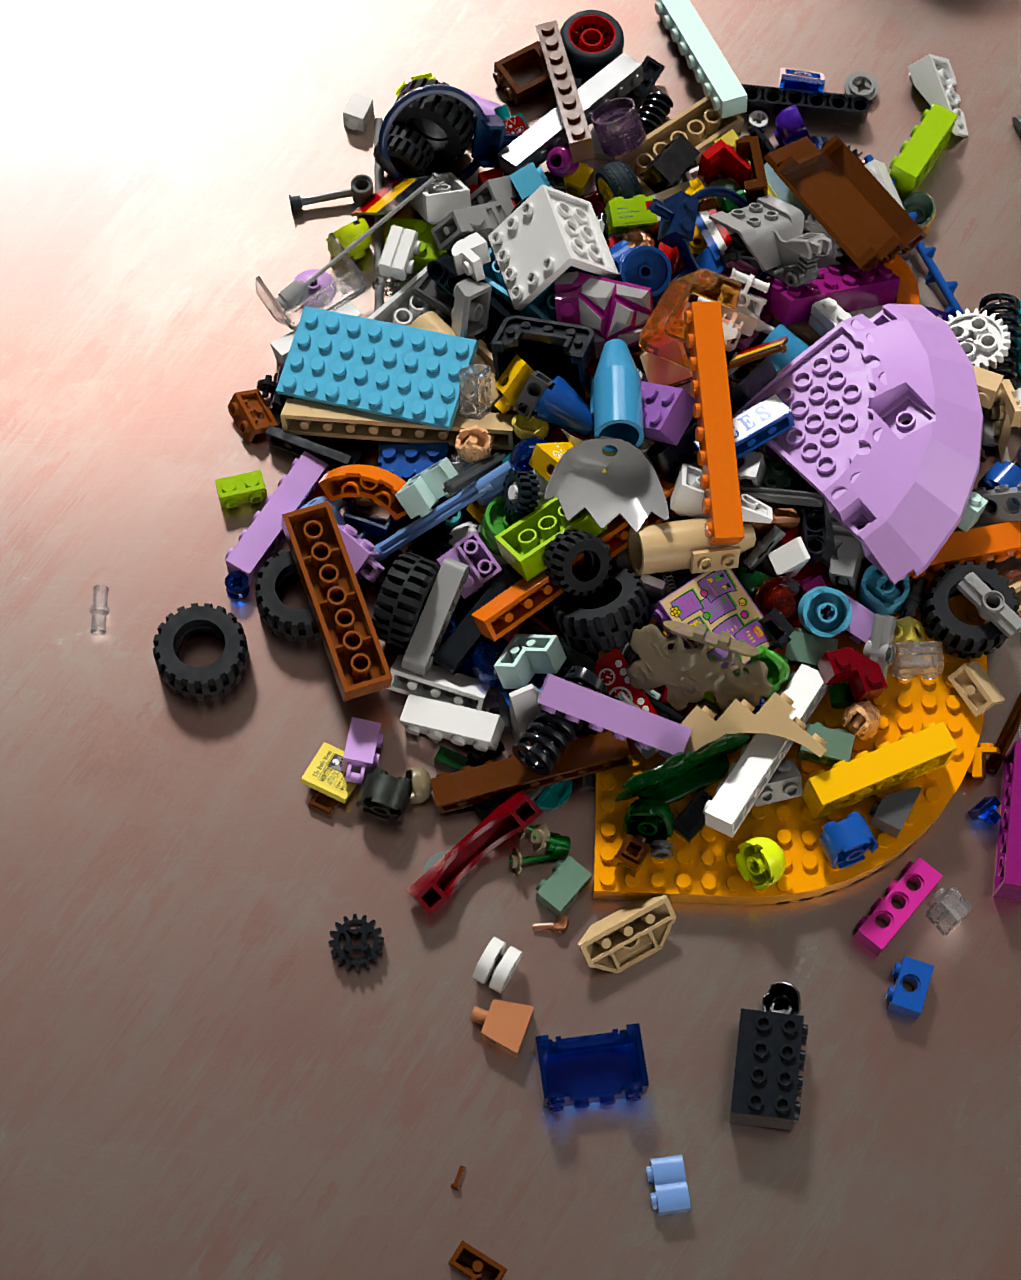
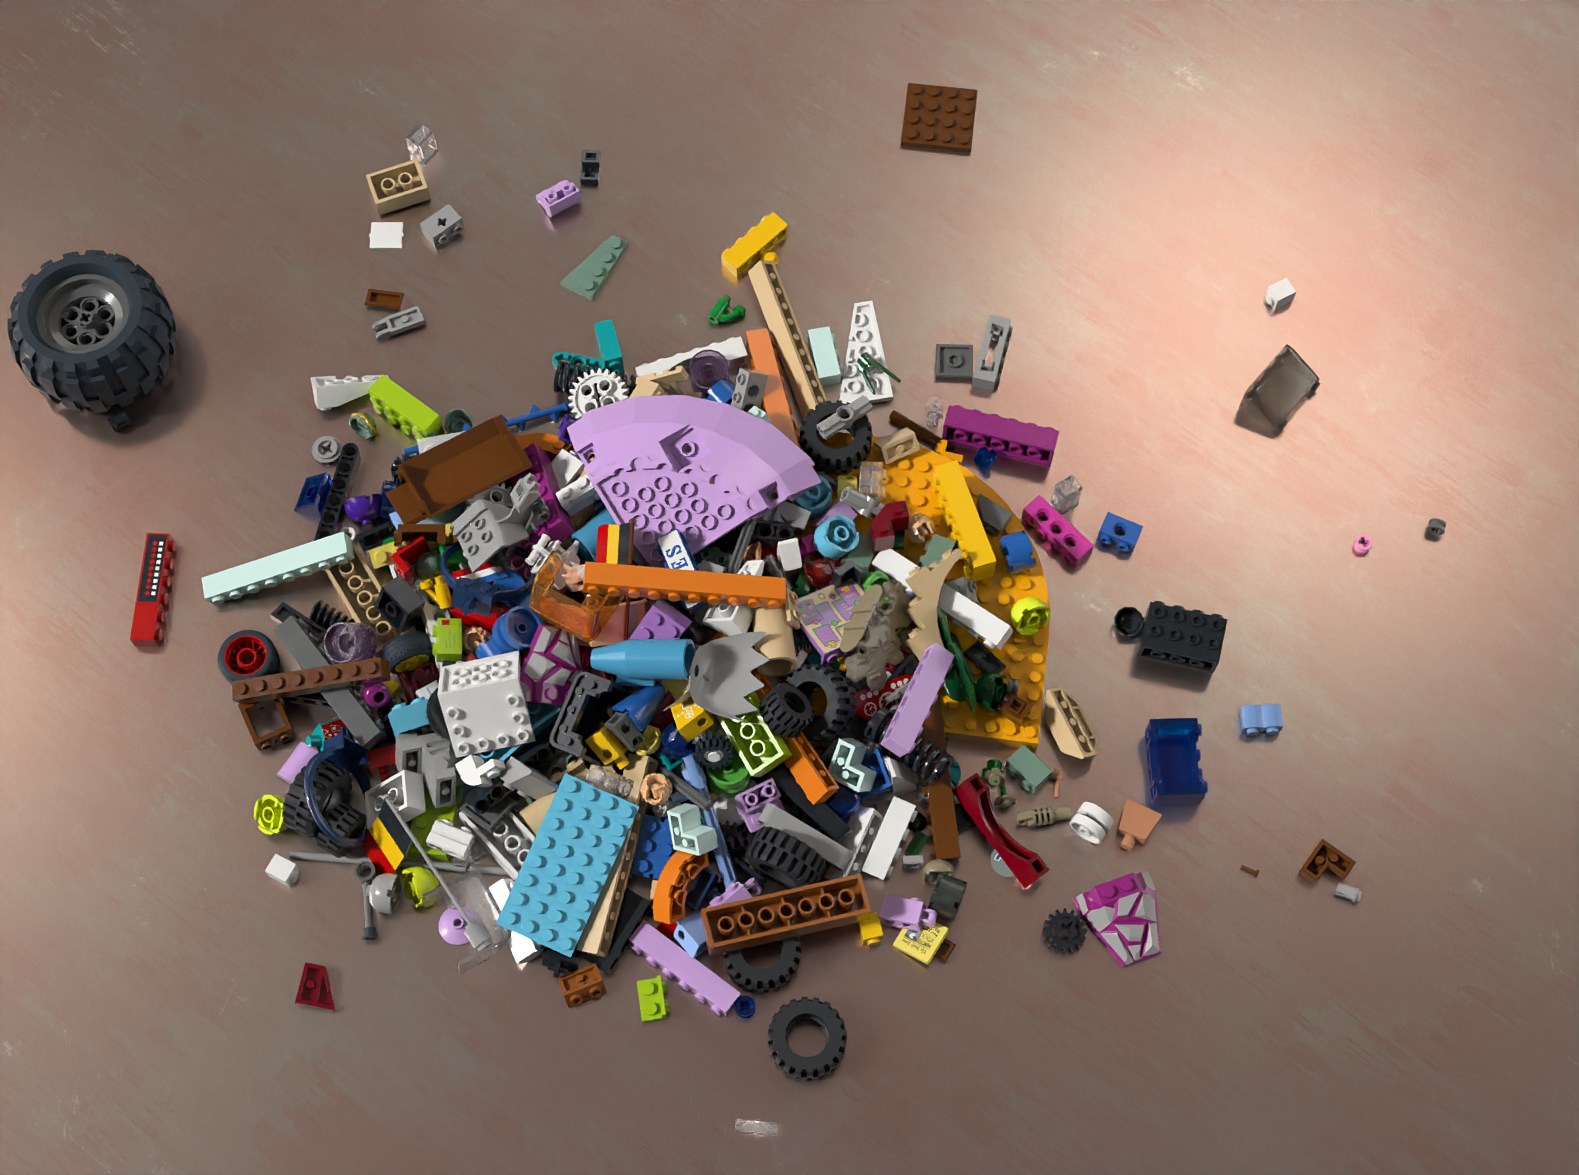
camera: 80 degrees left, 0 degrees up
(231, 160) = (315, 988): none -> dark red wing
(337, 207) = (383, 892): none -> light grey cylinder
(338, 714) = (871, 930): none -> yellow brick
(382, 1018) = (1124, 916): none -> wedge
(428, 756) = (912, 862): none -> light grey tile
(503, 909) = (1043, 816): none -> dark tan hinge
(897, 115) = (363, 424): none -> sand green hair

